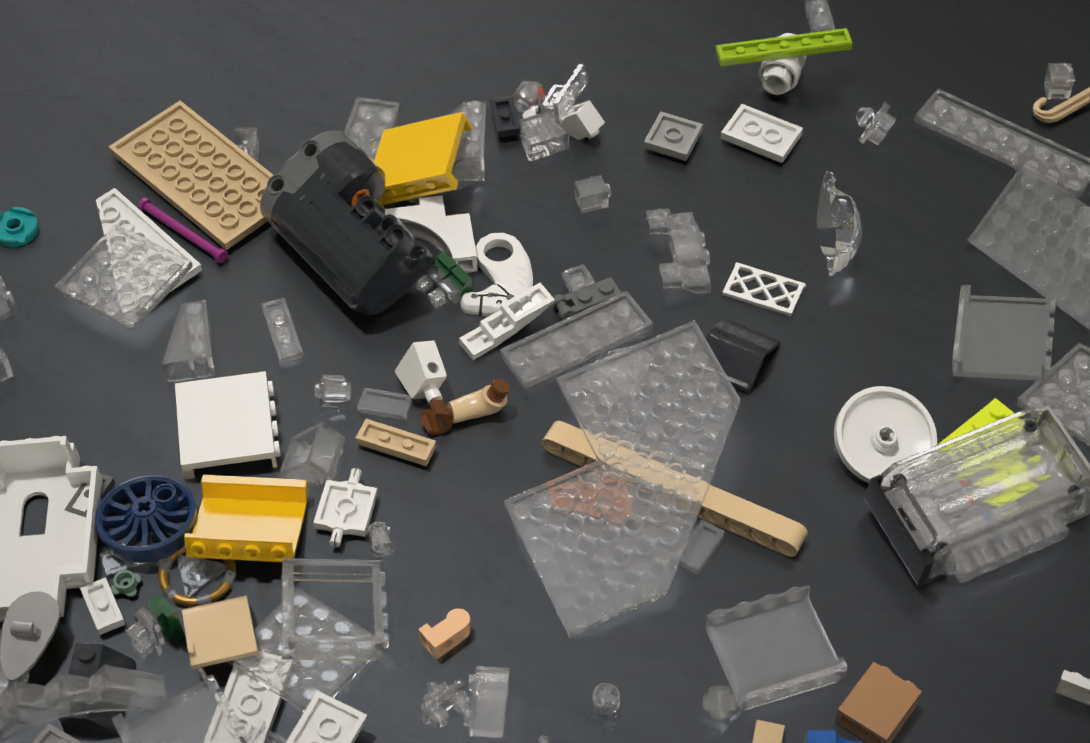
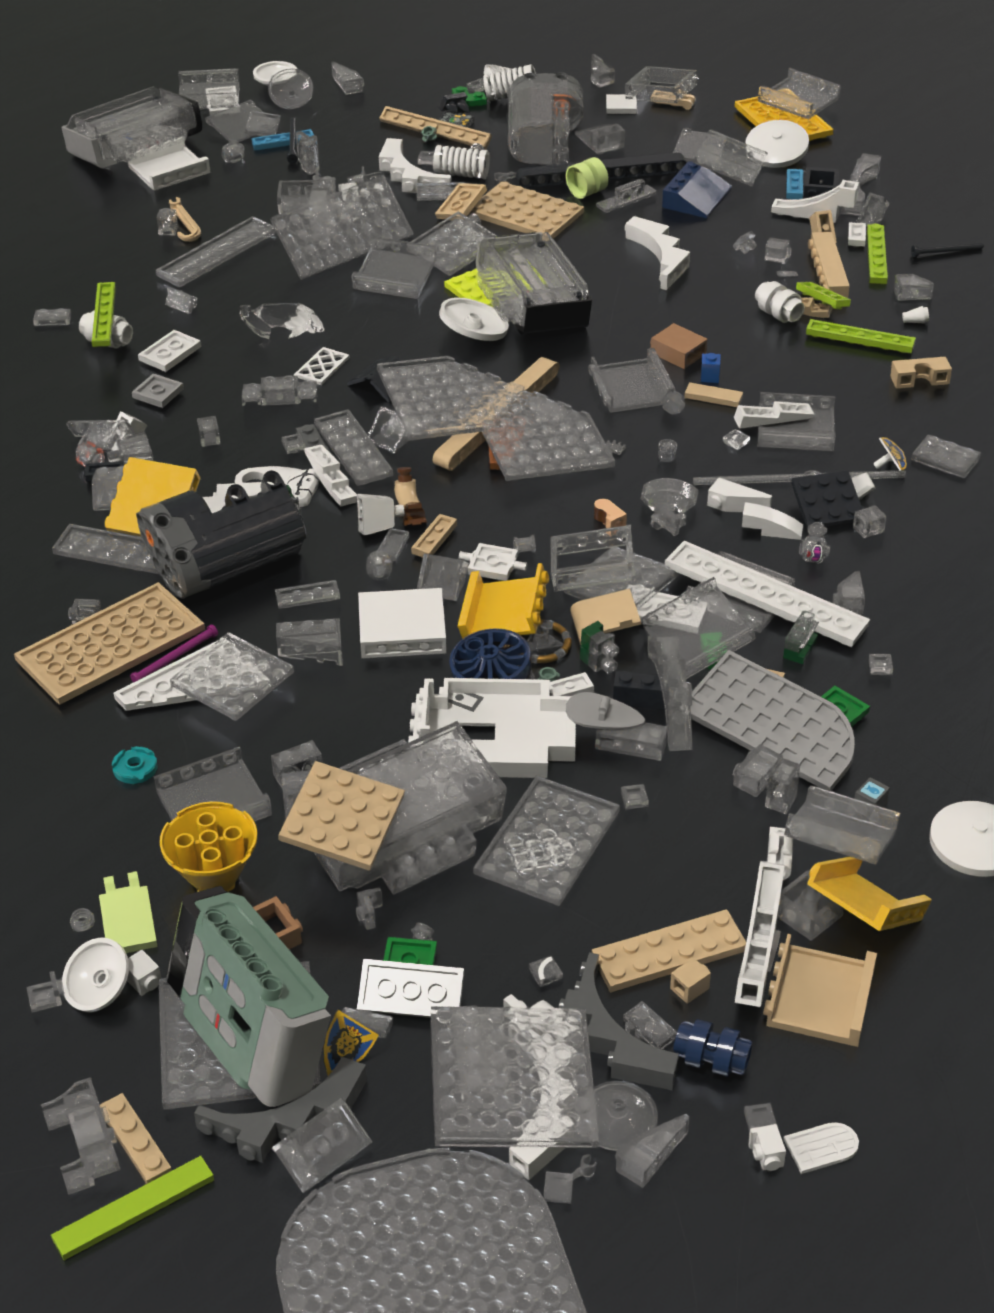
camera: 85 degrees left, 10 degrees down
(616, 634) = (615, 448): none -> clear piece

